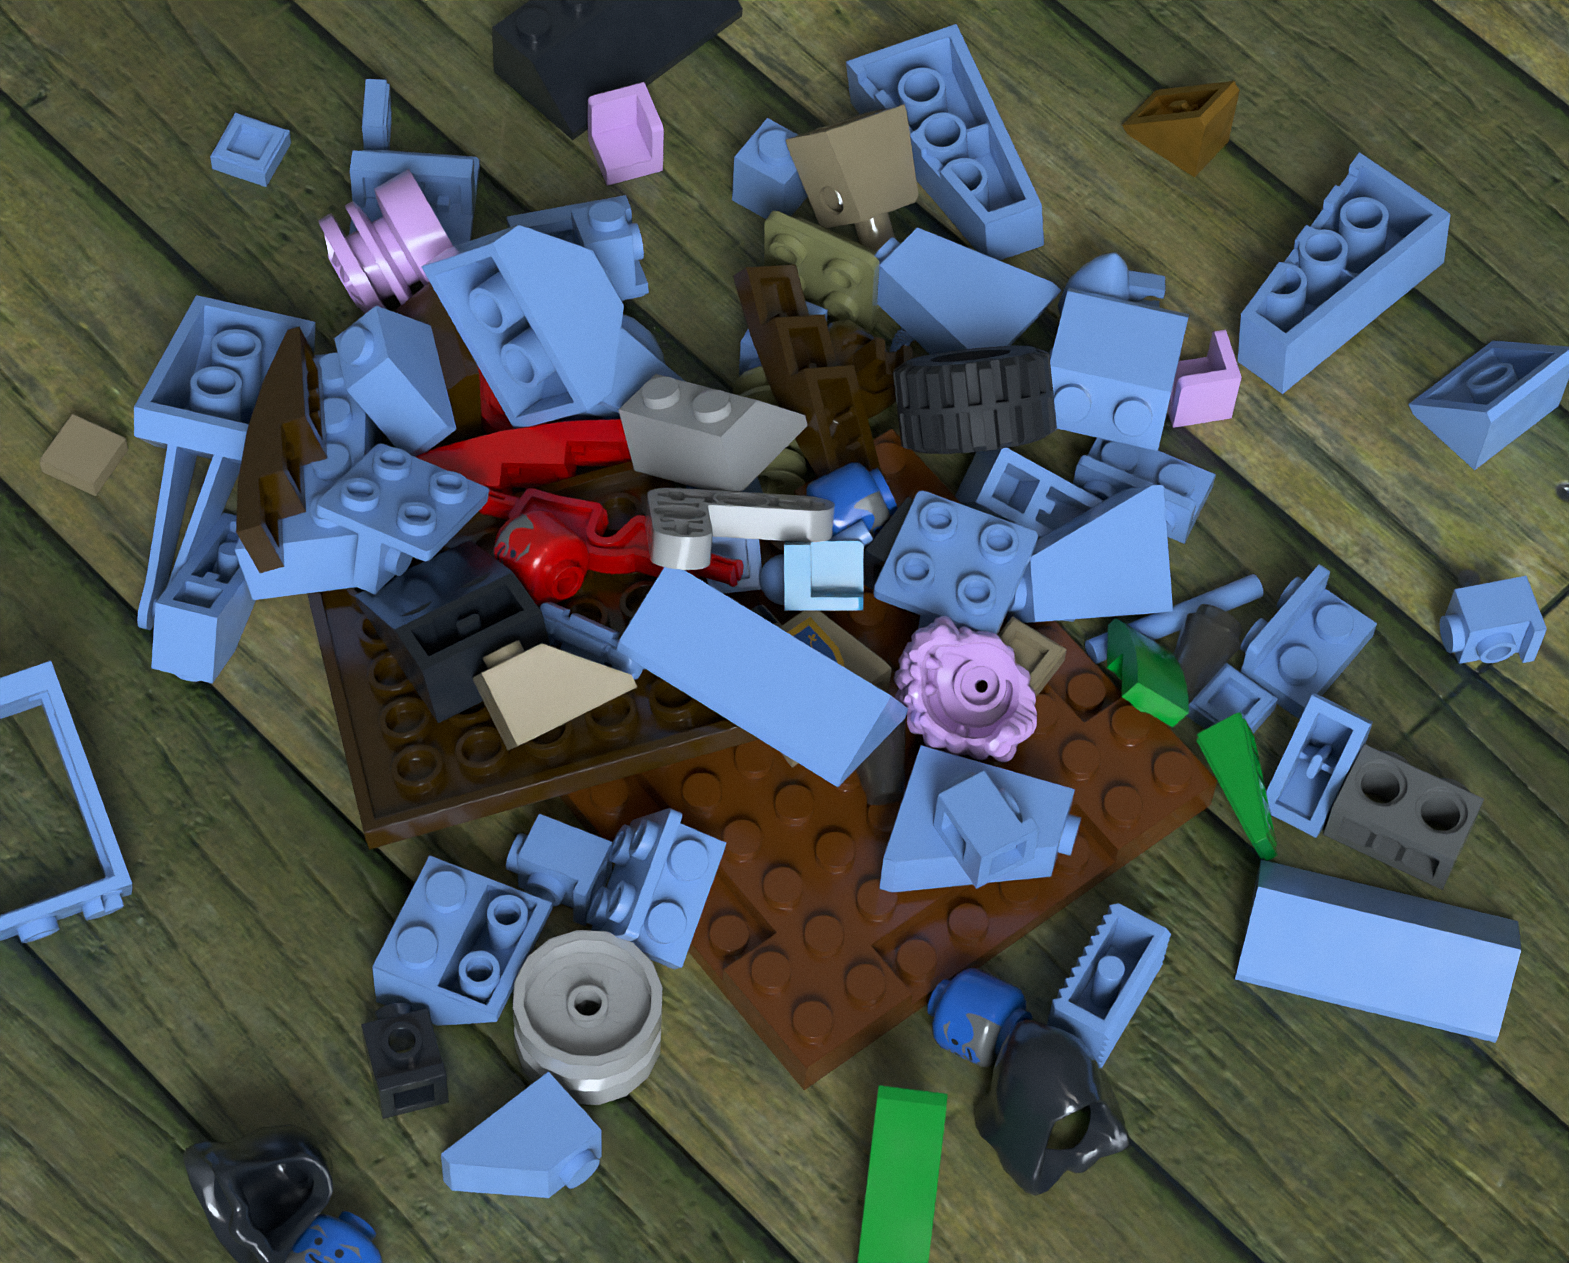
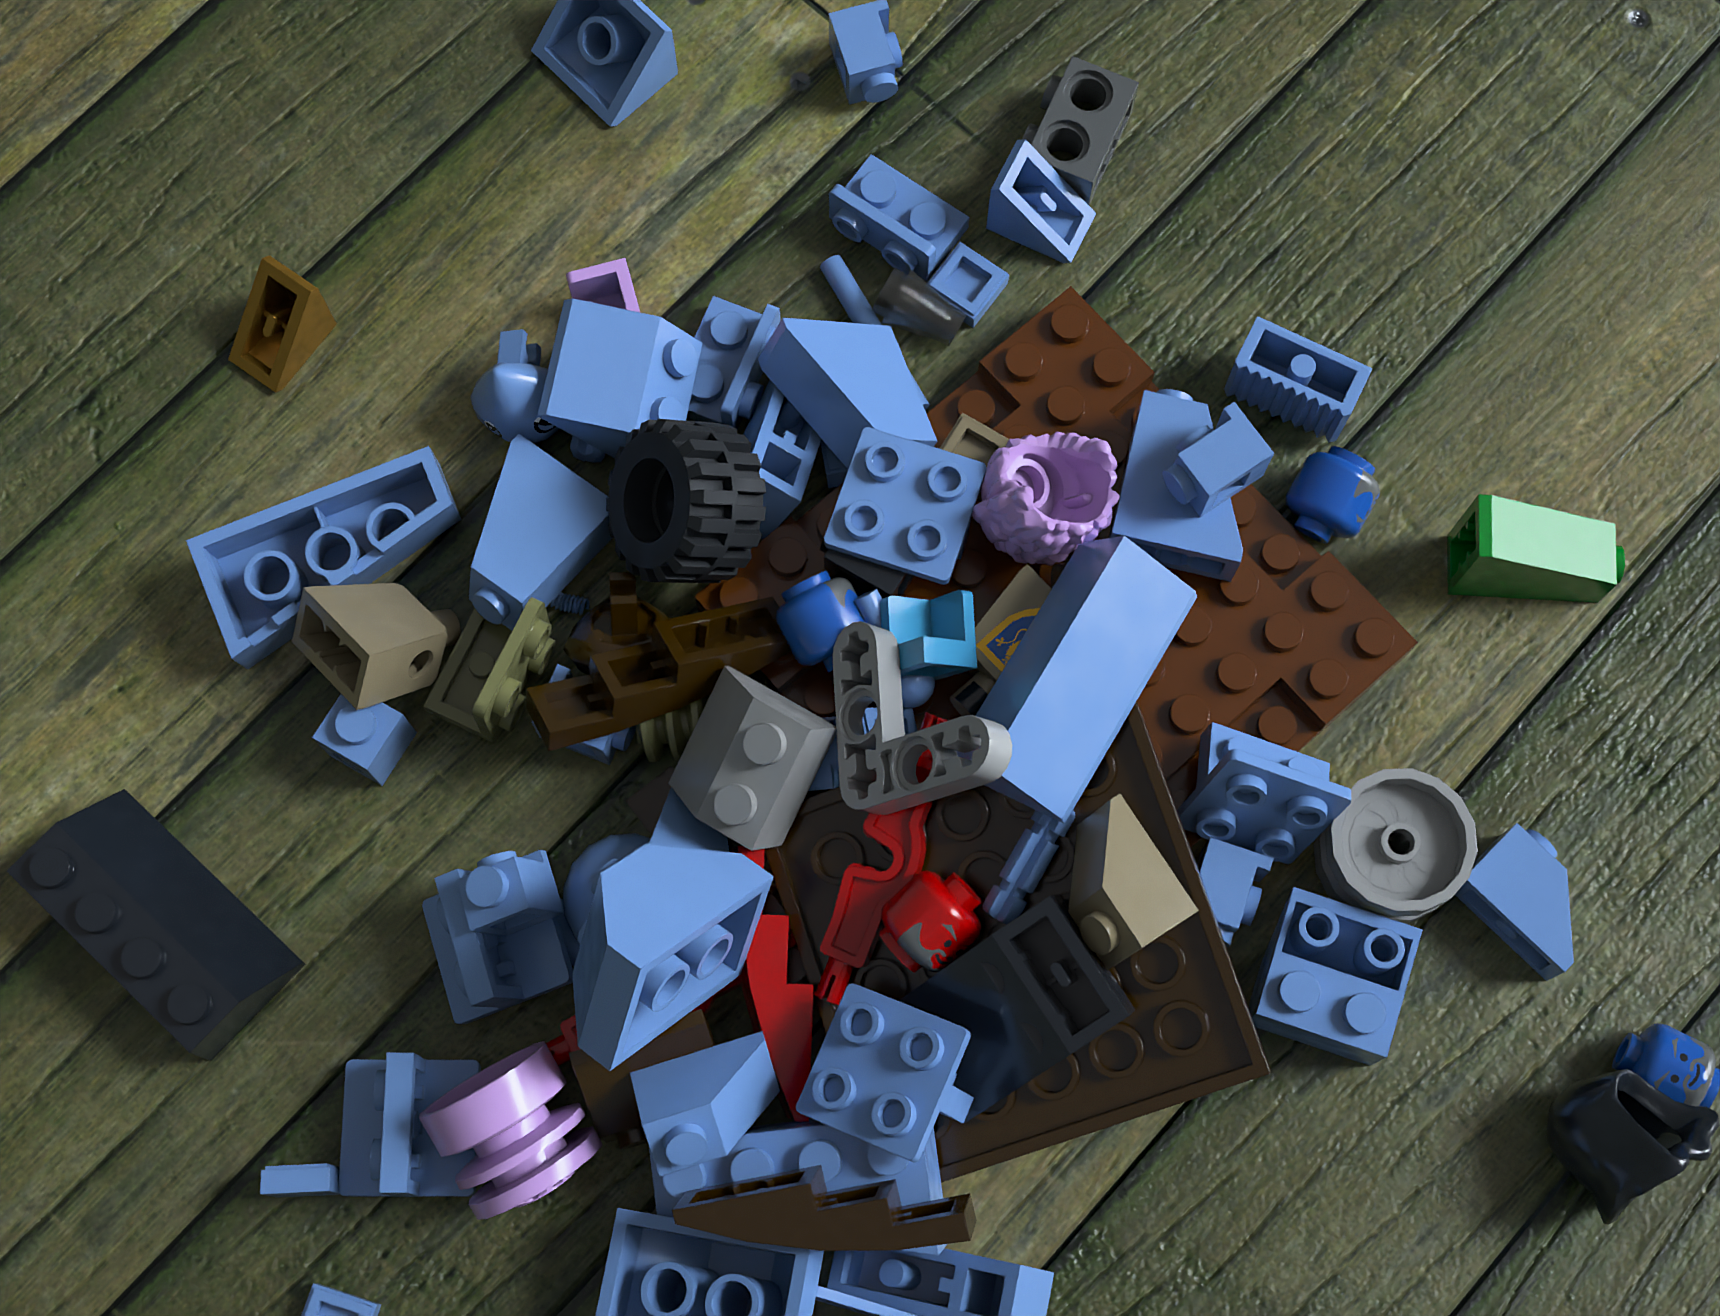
camera: 90 degrees left, 15 degrees up
(406, 1079) = (1473, 1013): black brick -> none
(625, 133) = (315, 898): lavender panel -> none
(1036, 1082) = (1417, 434): black piece -> none
(1148, 673) = (981, 336): green slope -> none
(1236, 764) = (1048, 271): green slope -> none
(1342, 274) = (465, 166): medium blue wedge -> none
(1379, 951) = (1204, 158): slope -> none

